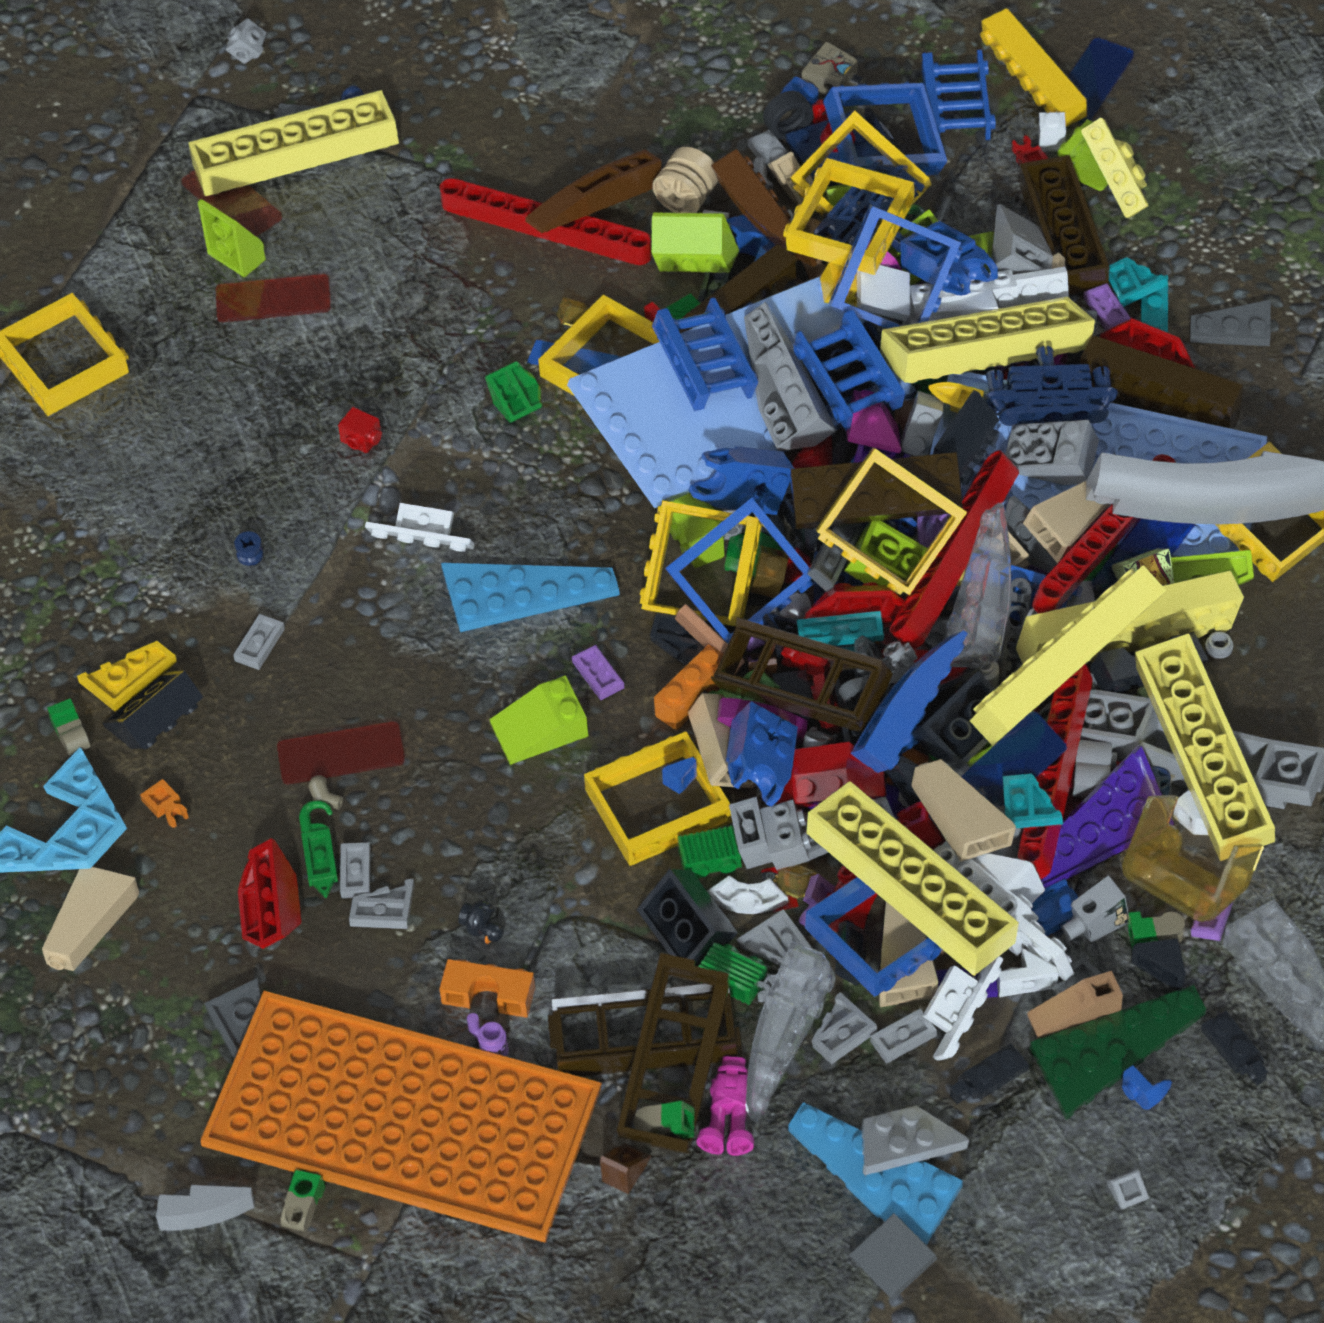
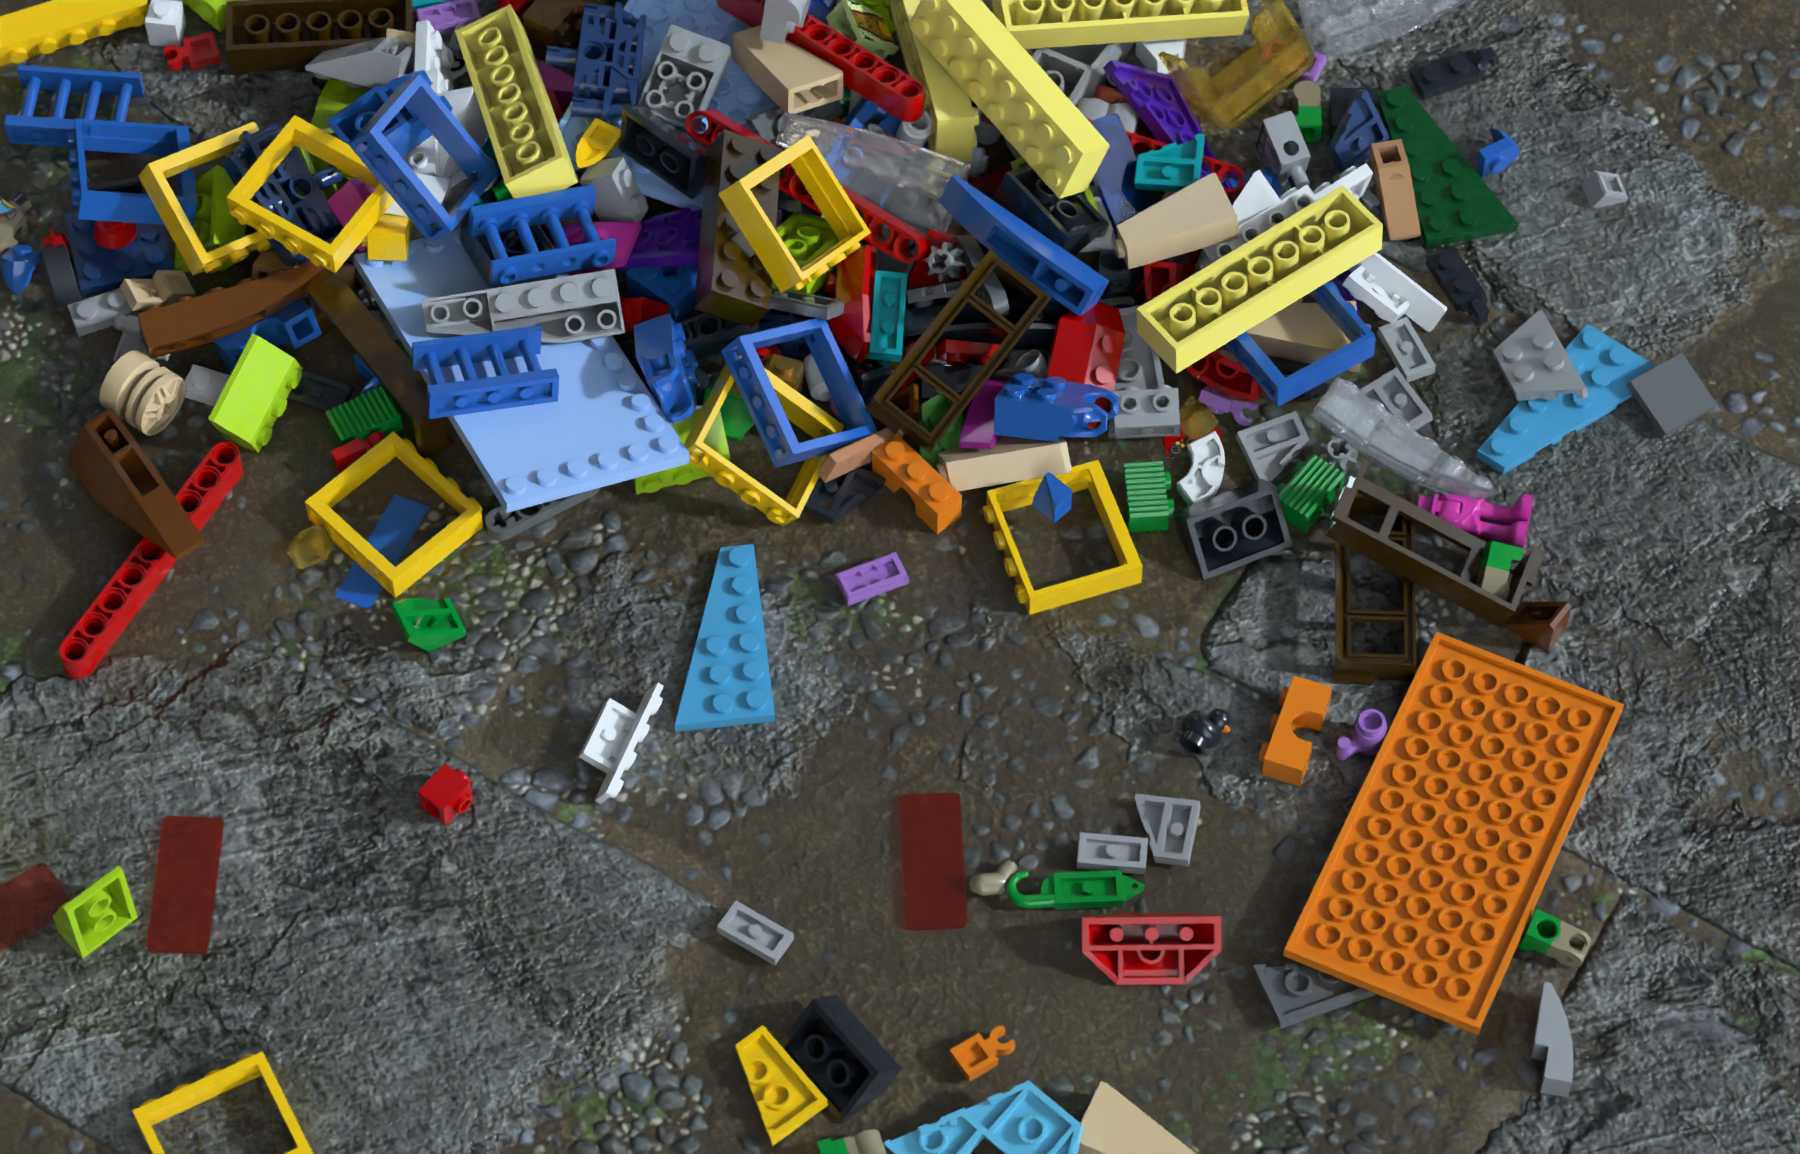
camera: 85 degrees left, 5 degrees up
(248, 548) = (606, 943): dark blue wheel -> none
(540, 721) = (933, 642): lime slope -> none
(750, 832) = (1132, 445): light grey brick -> none
(1135, 969) = (1356, 132): none -> dark blue wing

